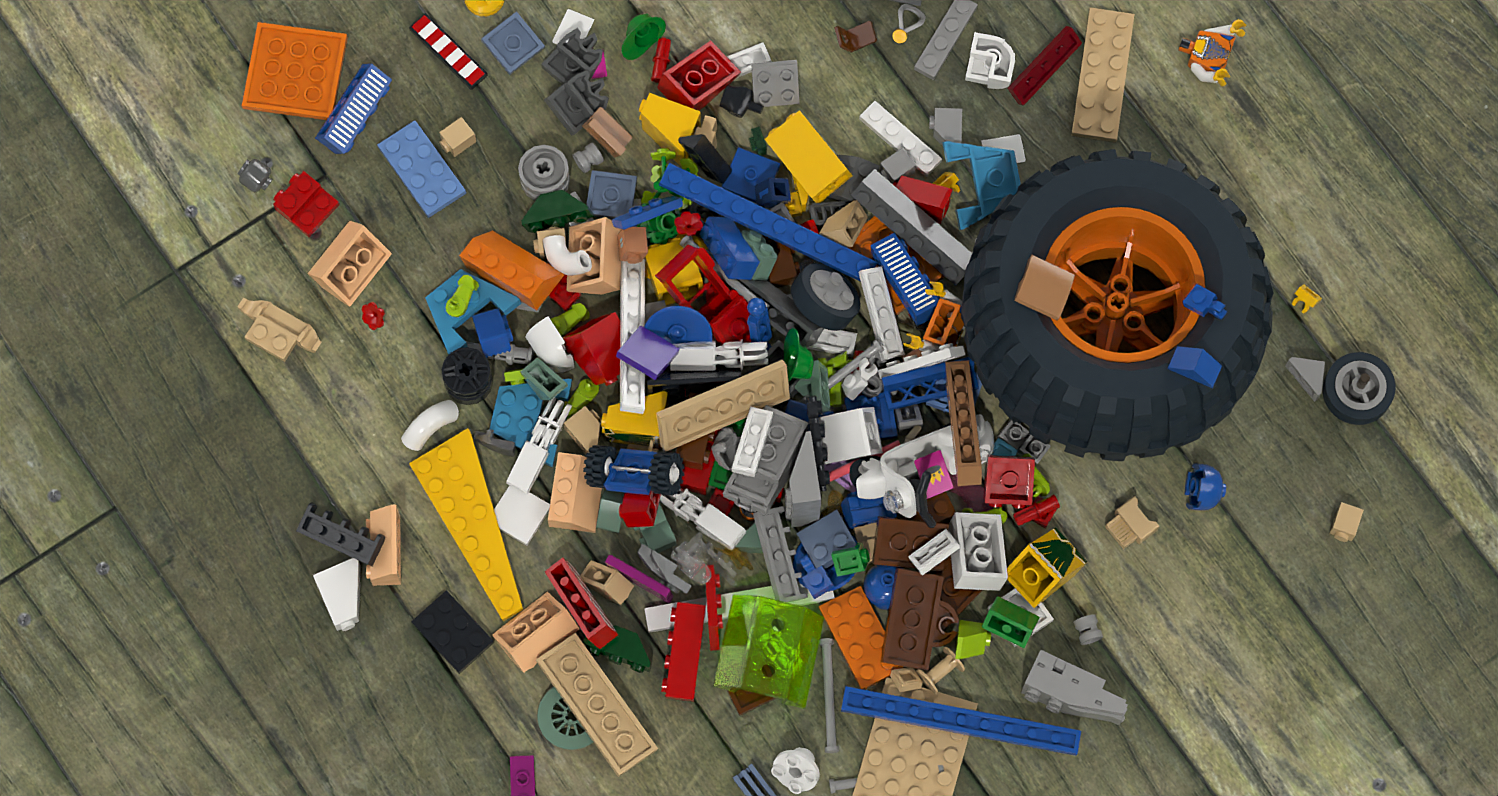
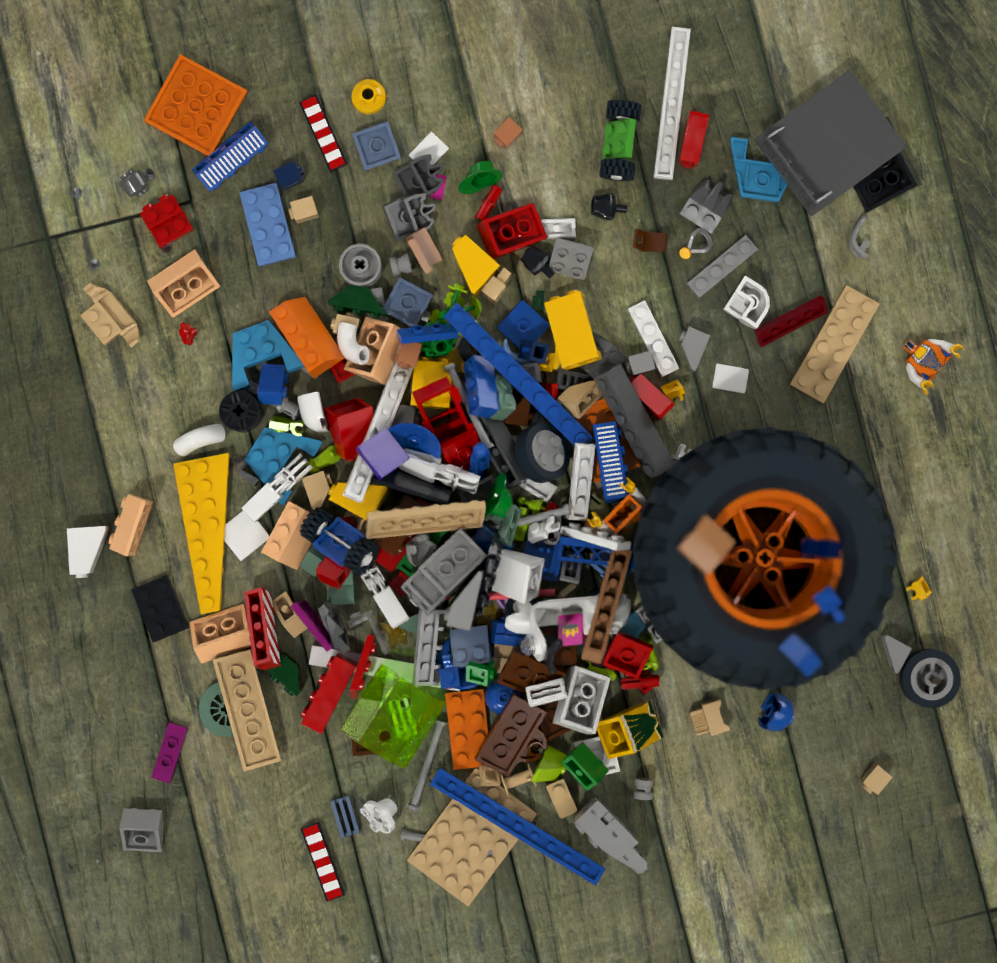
camera: 20 degrees right, 15 degrees up
(339, 536) = (97, 505): black hinge -> none
(427, 107) = (289, 175): none -> dark blue brick
(459, 302) = (254, 351): lime piece -> none
(543, 380) = (297, 439): sand green slope -> none
(570, 318) = (336, 392): lime piece -> none
(688, 223) = (456, 350): red plant -> none
(692, 565) = (355, 635): clear piece -> none
(706, 157) = (491, 304): black slope -> none
(752, 441) = (437, 556): white tile -> none
(792, 19) = (605, 206): none -> black piece
(993, 175) = (713, 400): dark azure wing -> none
(998, 674) = (561, 797): none -> tan slope
(1175, 246) = (821, 548): none -> clear blue leg

